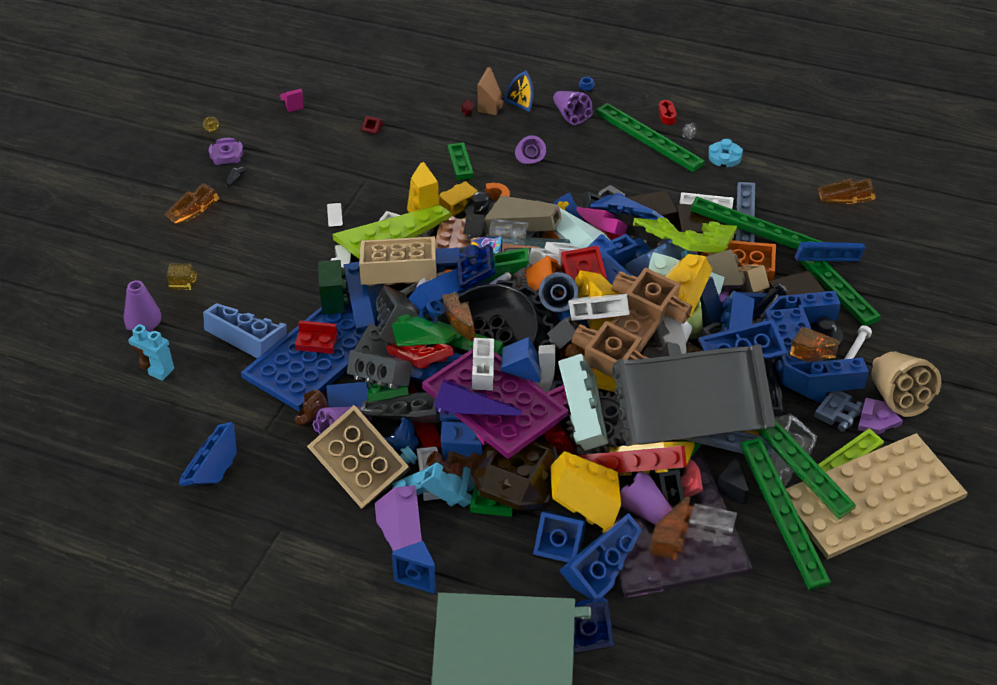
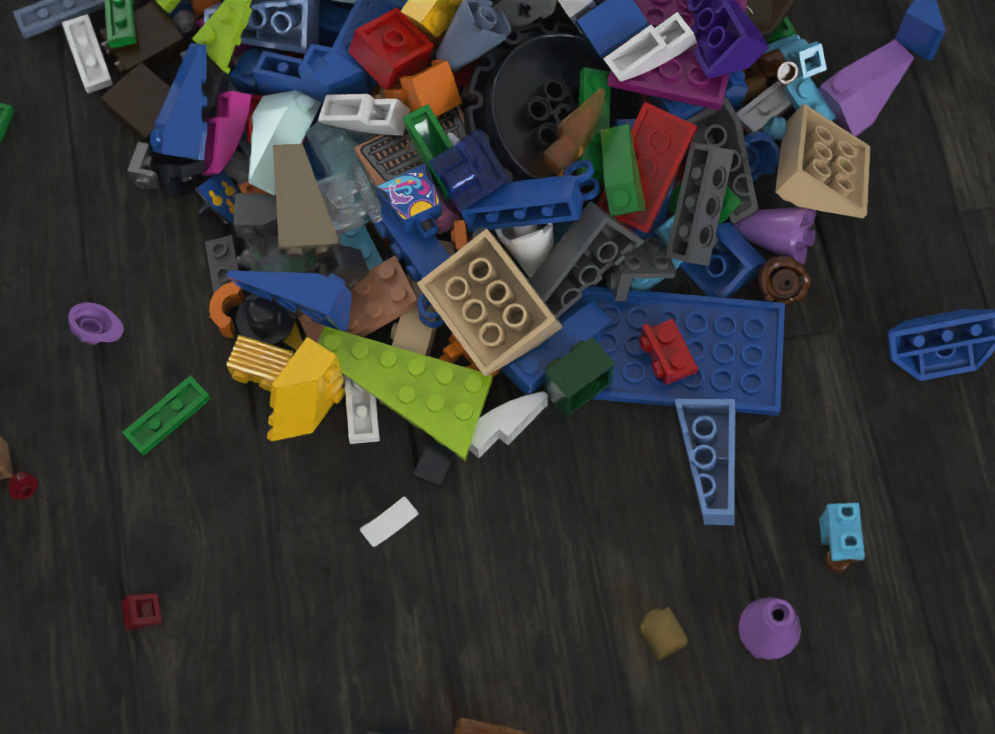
camera: 120 degrees left, 25 degrees up
(468, 198) = (317, 296): none -> blue wedge

